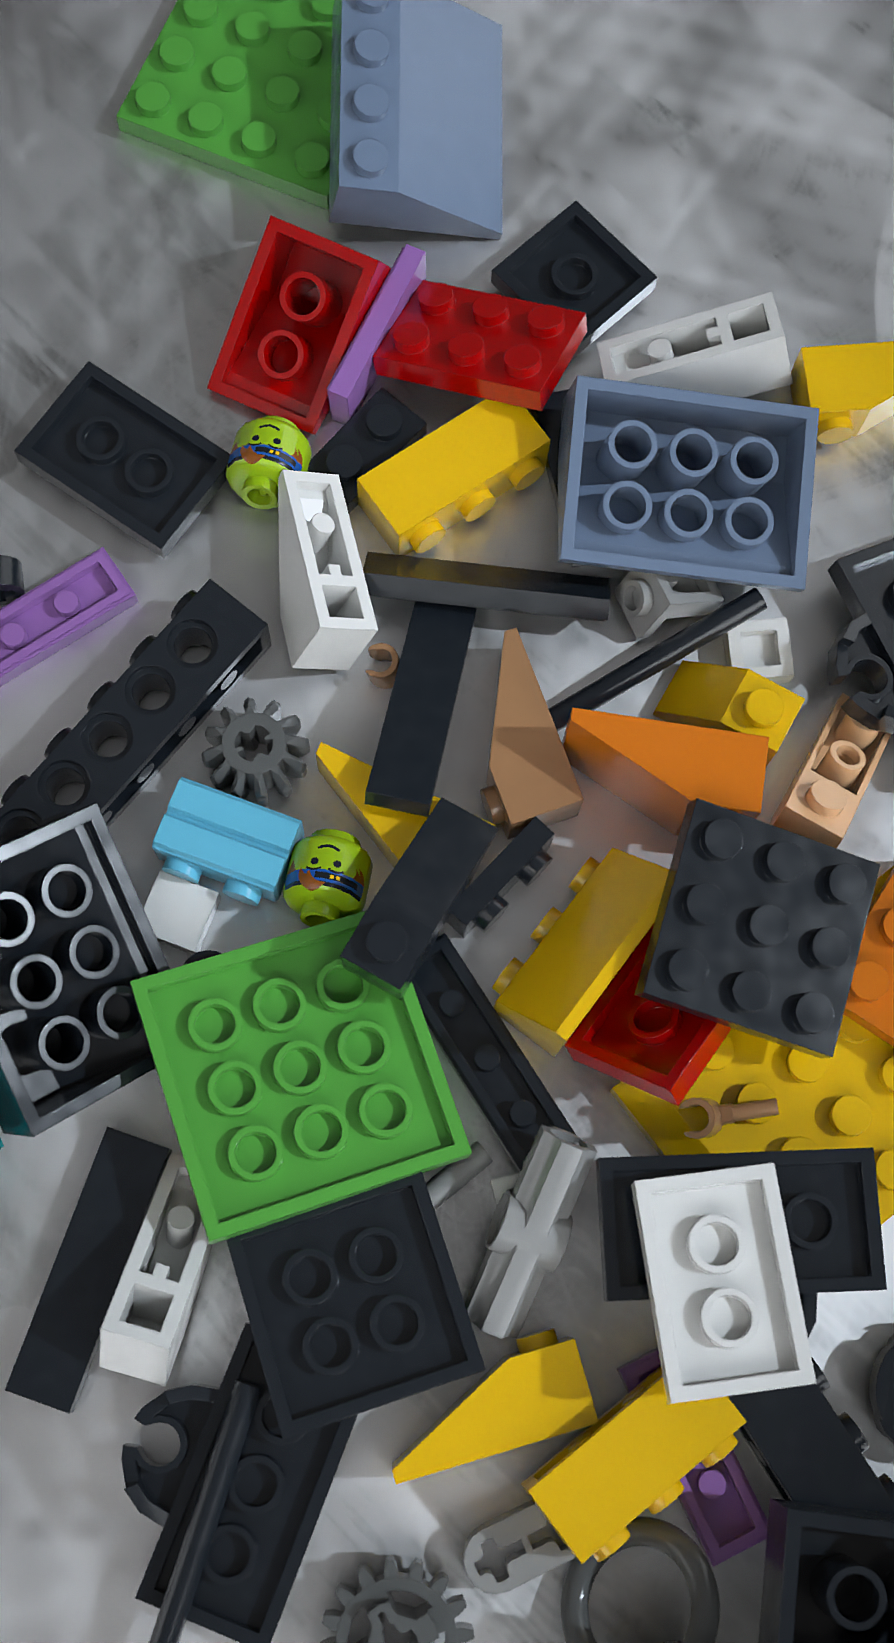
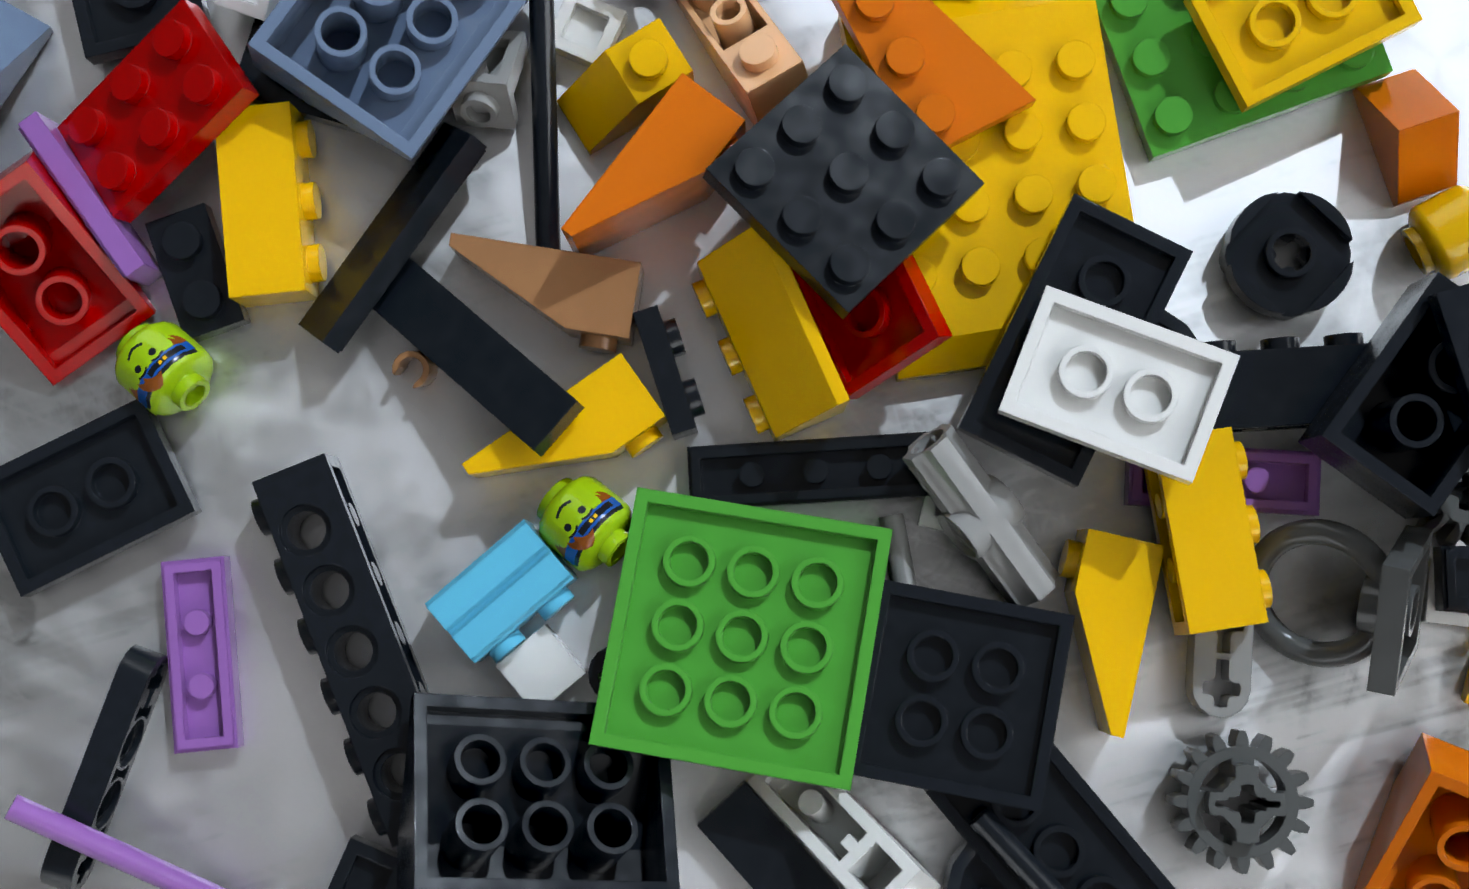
camera: 50 degrees left, 10 degrees up
(247, 733) = (413, 523): dark grey gear -> none
(320, 574) = (299, 378): white slope -> none
(417, 898) = (651, 453): black slope -> none
(728, 1113) = (977, 296): medium nougat hand -> none

